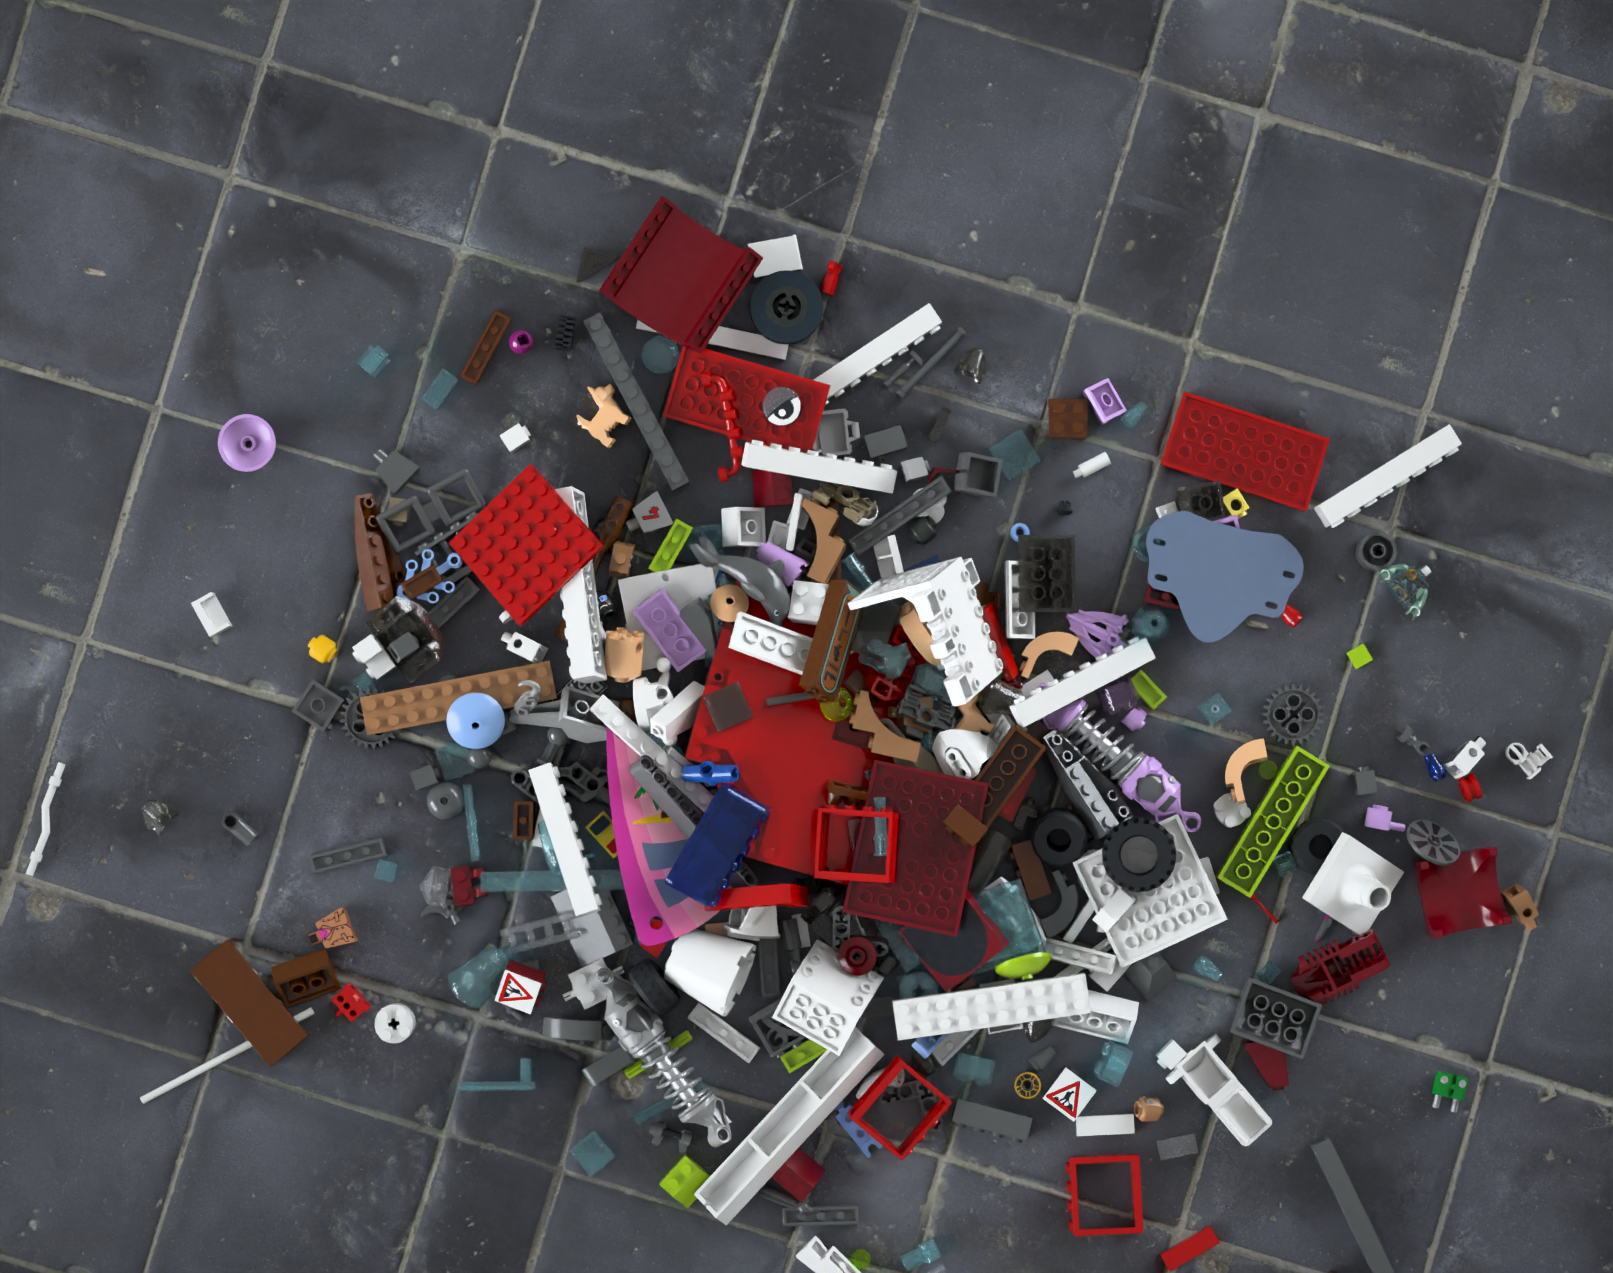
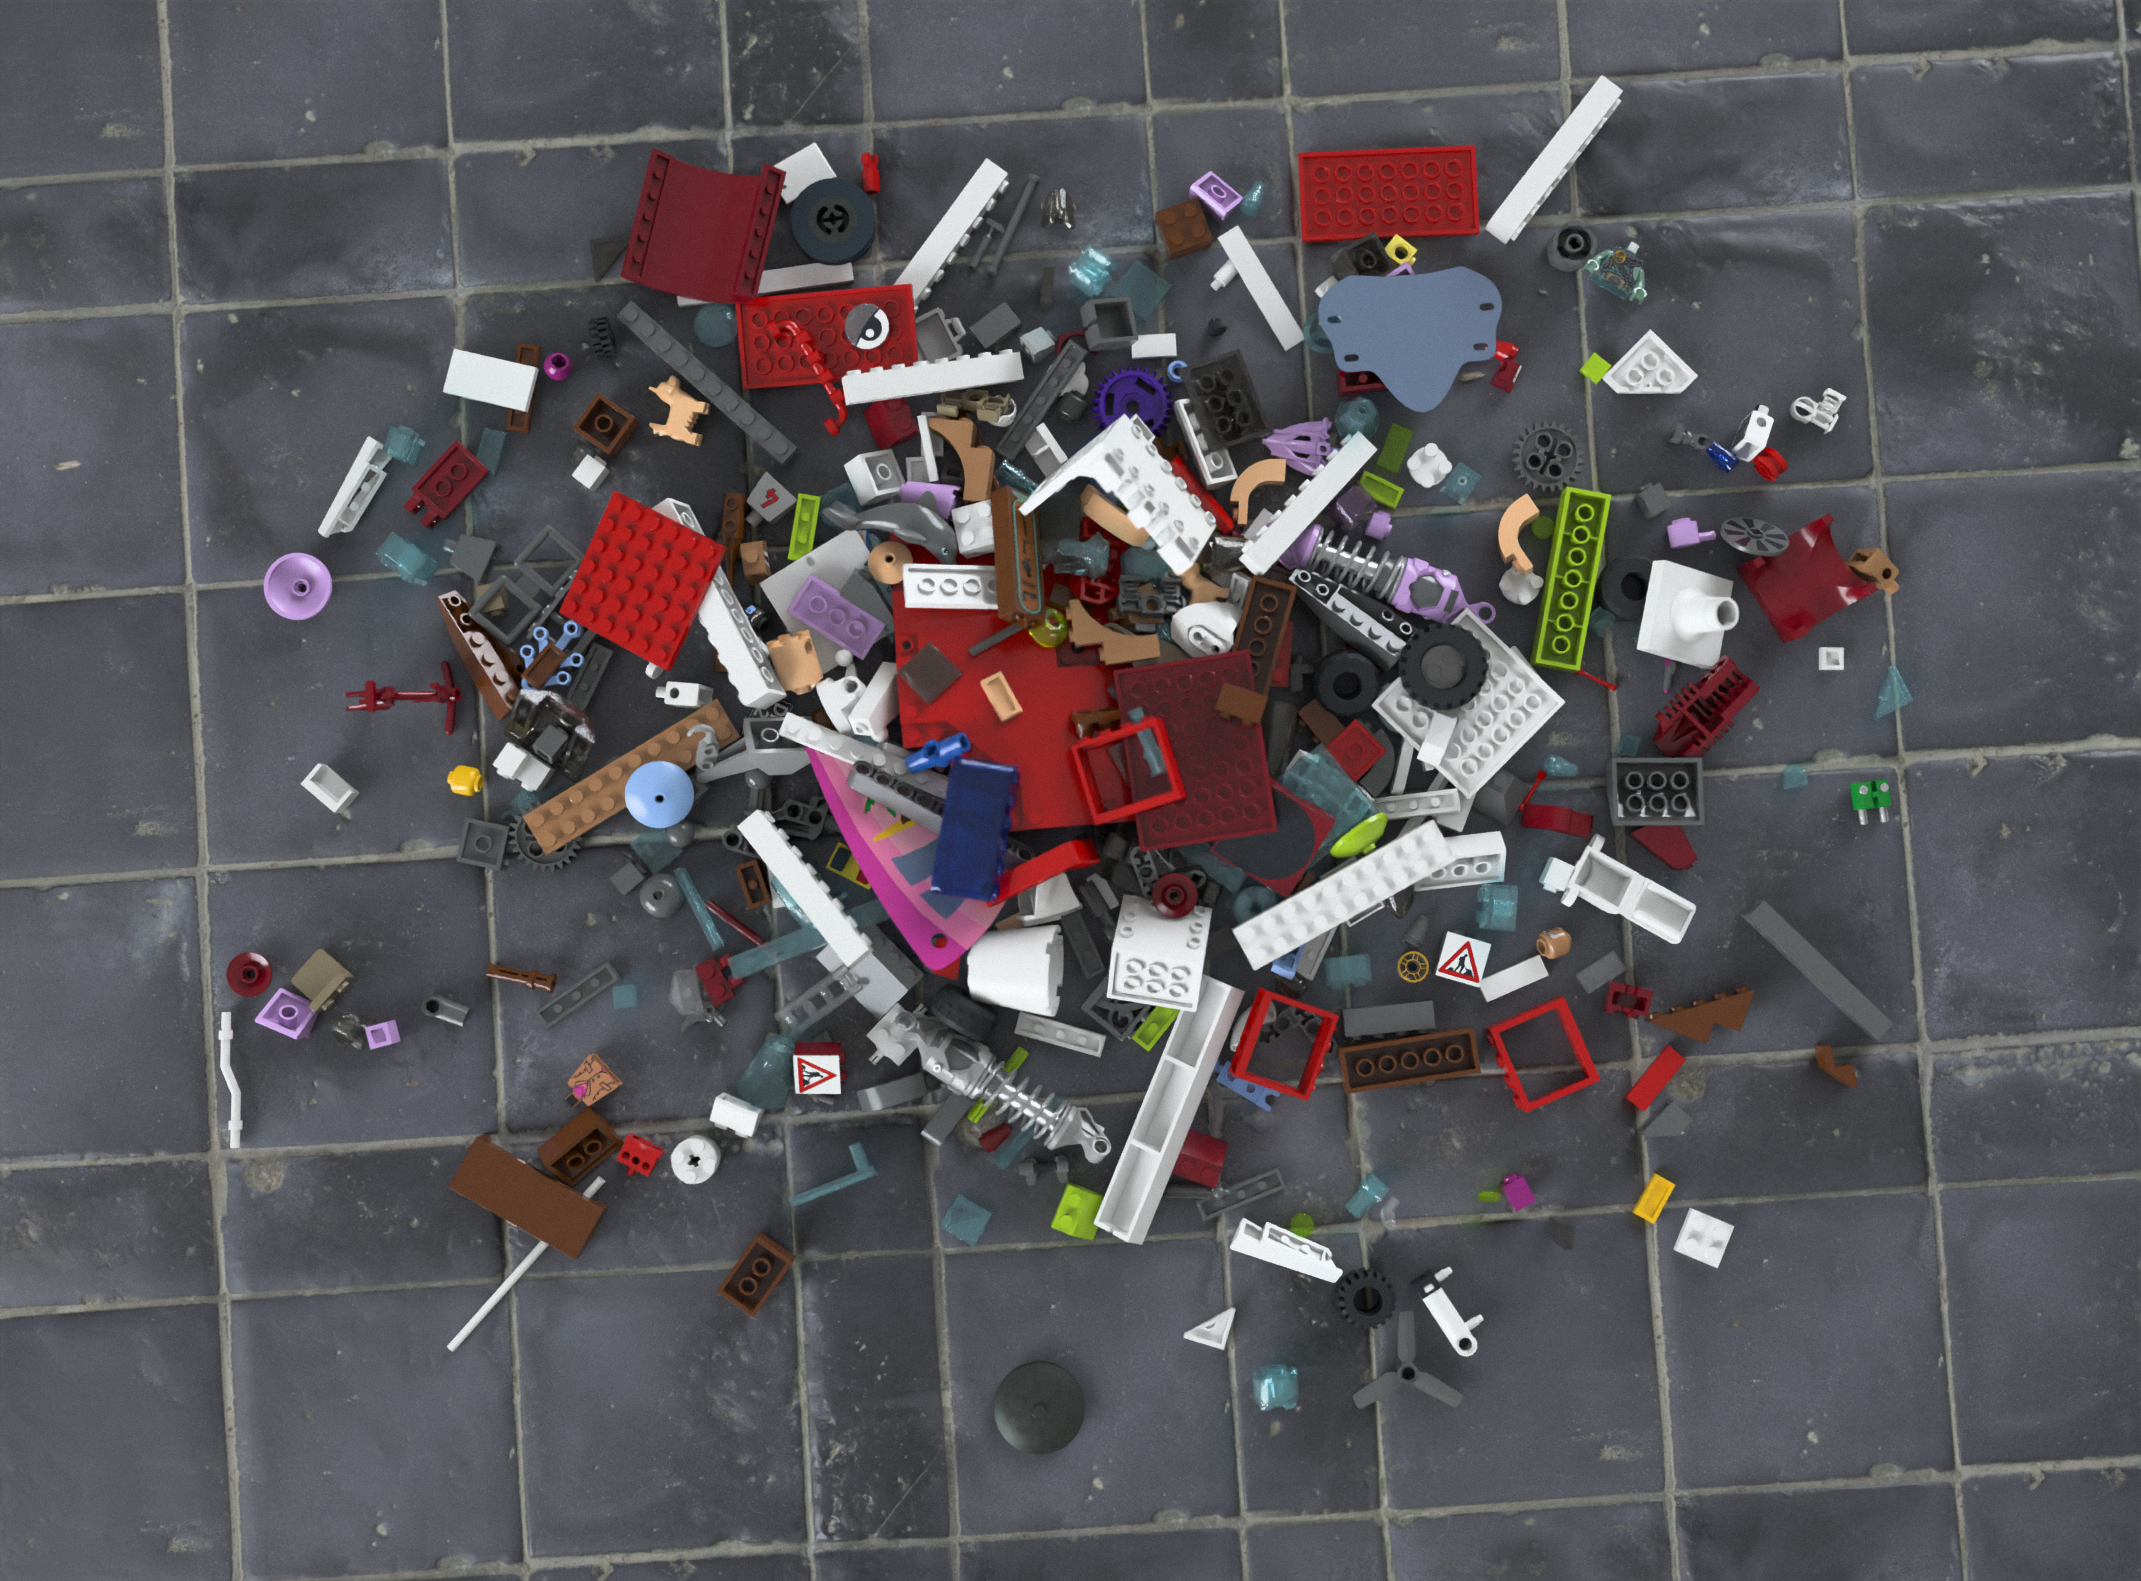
camera: 20 degrees left, 0 degrees up
(83, 736) = (239, 974): none -> dark red dish
(113, 784) = (288, 1014): none -> lavender slope
(148, 766) = (322, 980): none -> dark tan bracket
(181, 828) = (382, 1034): none -> lavender panel
(280, 560) = (385, 697): none -> dark red piece
(317, 829) = (532, 979): none -> reddish brown pin
(322, 379) = (356, 489): none -> white wedge
(343, 454) = (408, 559): none -> clear light blue brick
(396, 404) = (447, 484): none -> dark red tile
(409, 1133) = (756, 1274): none -> reddish brown brick
(440, 1000) = (736, 1114): none -> white slope
(462, 332) = (490, 380): none -> white tile
(496, 846) = (736, 924): none -> dark red bar
(542, 405) = (606, 425): none -> reddish brown brick
(640, 1095) = (994, 1137): none -> dark red cone
(777, 747) = (1001, 696): none -> light nougat tile
(971, 533) = (1126, 391): none -> dark purple gear
(980, 426) = (1092, 271): none -> clear light blue brick
(995, 1158) = (1408, 1059): none -> reddish brown brick
(1008, 505) = (1154, 346): none -> white tile
(1046, 894) = (1356, 750): none -> red tile
(1112, 490) = (1261, 288): none -> white sticker
(1172, 660) = (1394, 448): none -> clear neon green tile
(1188, 1011) = (1557, 819): none -> dark red beam
(1190, 970) = (1541, 775): none -> red hinge
(1190, 1176) = (1628, 998): none -> dark red cylinder
(1194, 685) = (1429, 465): none -> white piece
(1241, 1213) = (1698, 1018): none -> reddish brown slope
(1283, 636) = (1506, 375): none -> dark red leg
(1394, 1047) = (1794, 776): none -> clear light blue tile
(1403, 674) = (1650, 369): none -> white plate
(1461, 963) = (1831, 658): none -> white tile
(1500, 1012) = (1893, 693): none -> clear light blue tile

